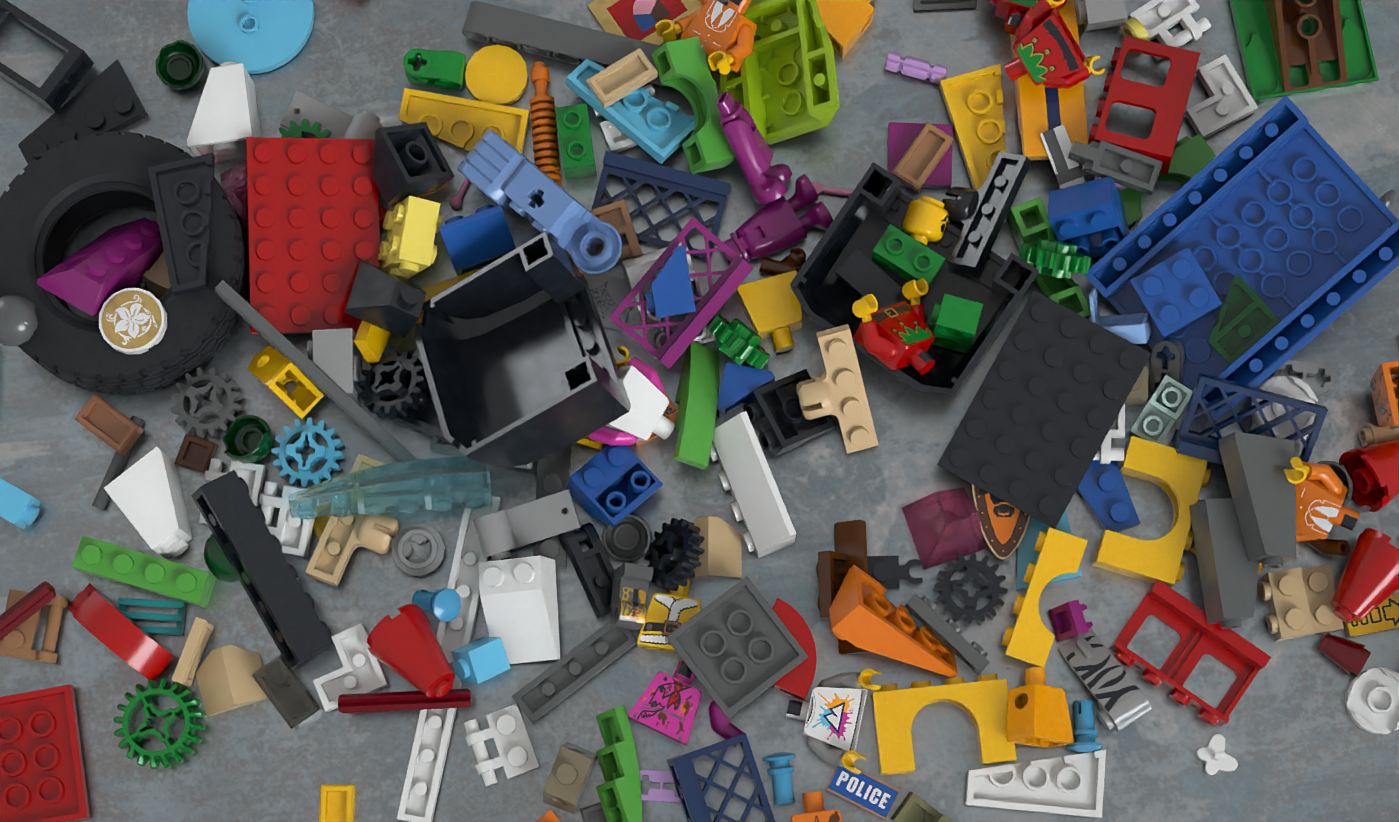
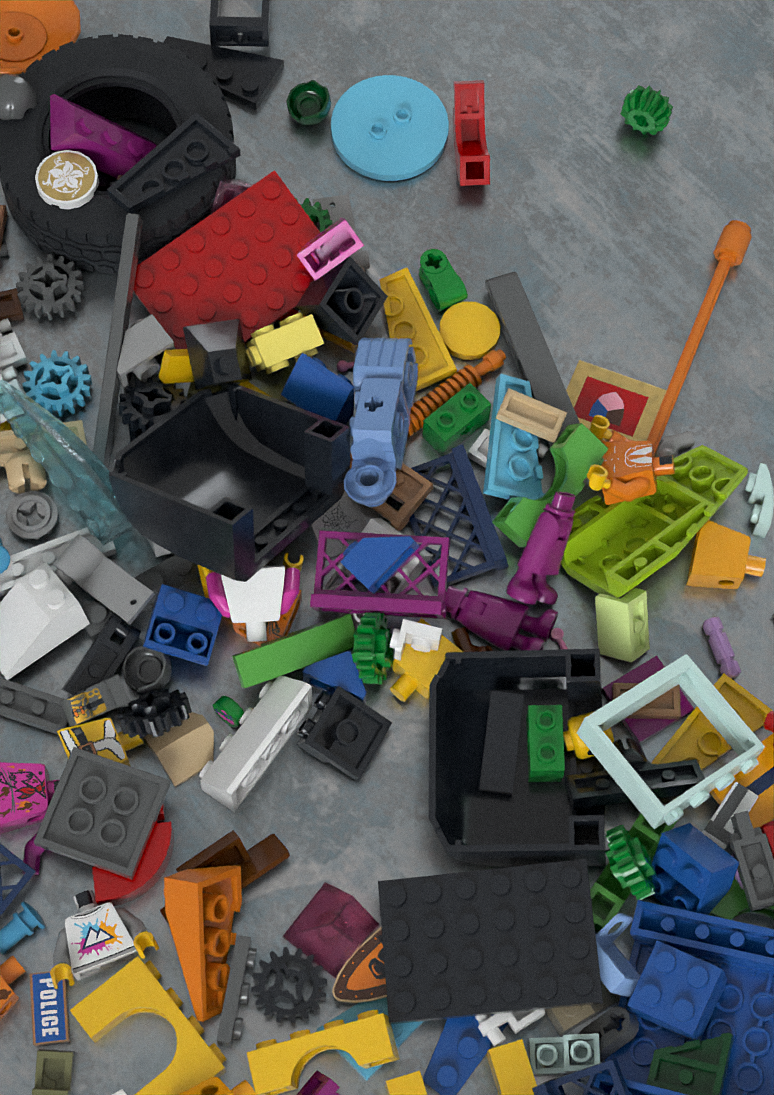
camera: 50 degrees right, 10 degrees down
(225, 114) = (296, 150): white slope -> none
(248, 439) = (39, 333): dark green hair -> none
(275, 372) = (96, 323): yellow torso -> none
(361, 137) = (329, 248): none -> dark pink torso
(708, 493) = (228, 711): none -> green tile
(757, 297) = (419, 635): none -> white bracket
(840, 390) = (386, 757): tan plate -> none
(851, 133) = (623, 625): none -> yellowish green panel
(889, 572) = (259, 906): black plate -> none
(896, 332) = (466, 768): red torso -> none
(955, 323) = (514, 815): green brick -> none
(981, 107) = (711, 704): none -> light aqua window

